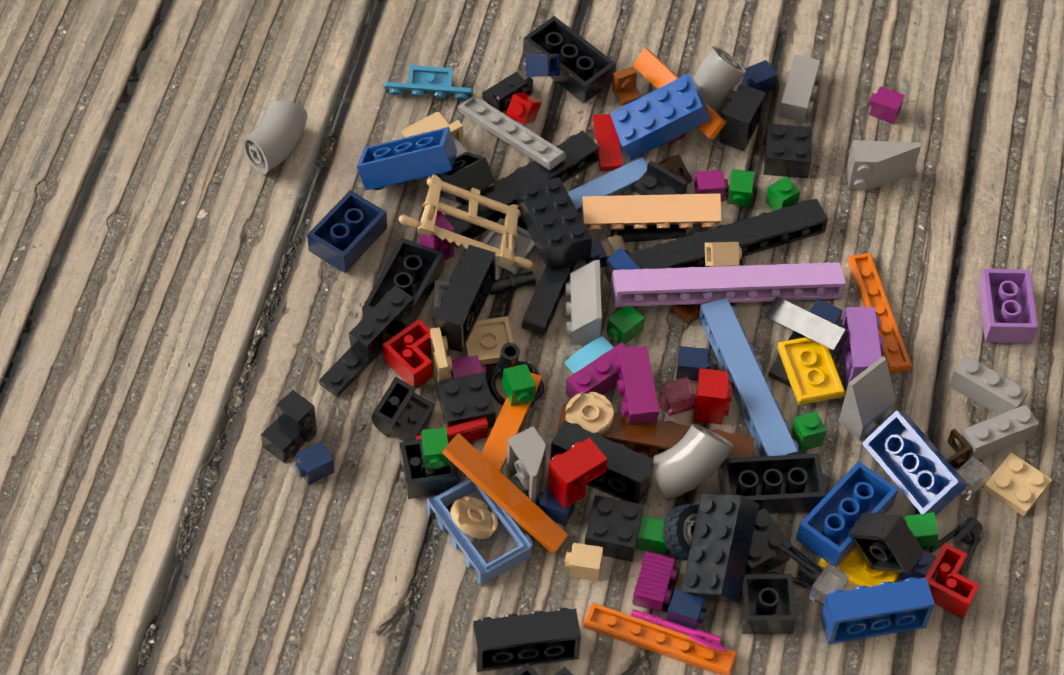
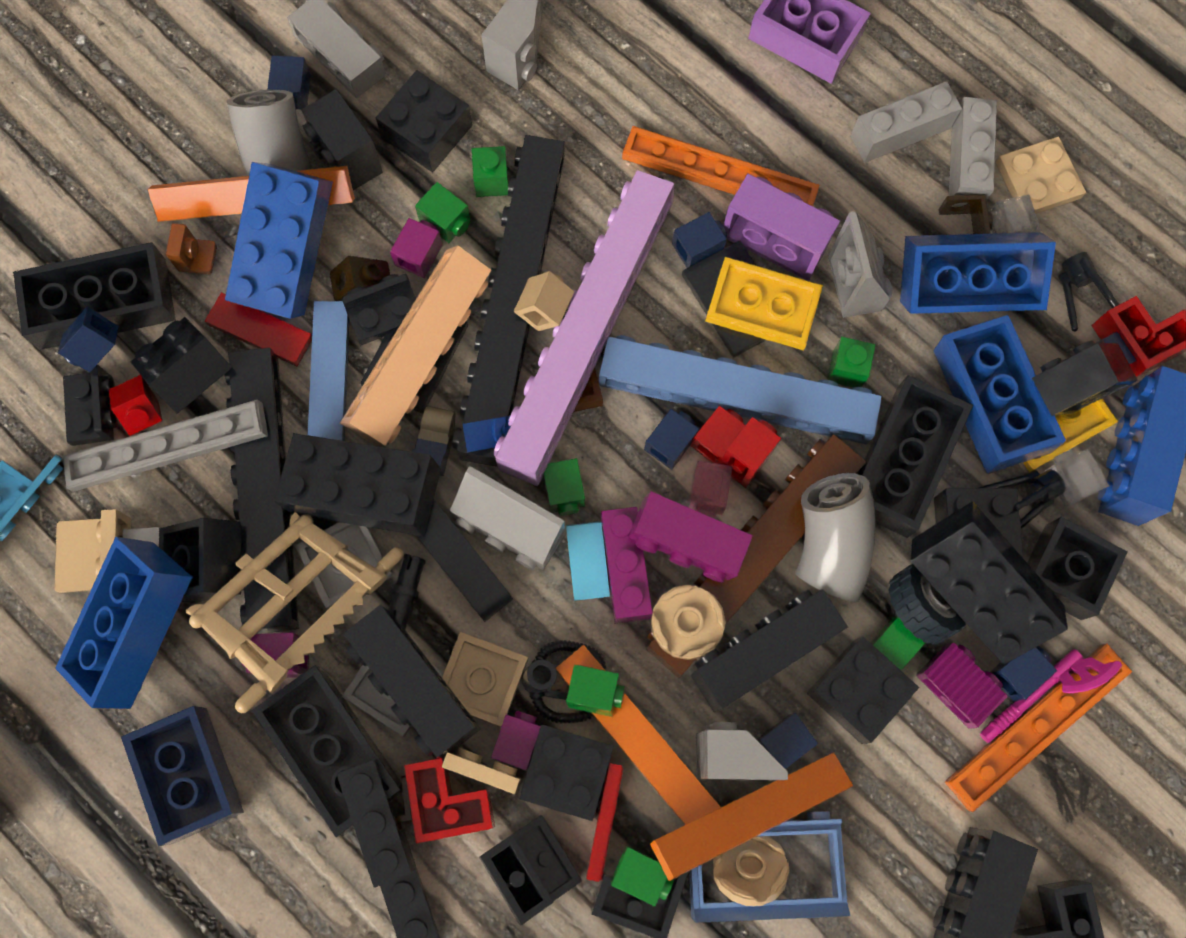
camera: 60 degrees left, 20 degrees up
(560, 112) = (180, 364): none -> black brick
(573, 470) = (792, 703): red brick -> none
(584, 561) = (888, 757): tan brick -> none
(807, 324) = (708, 266): tile -> none
(924, 529) = (1057, 325): green brick -> none

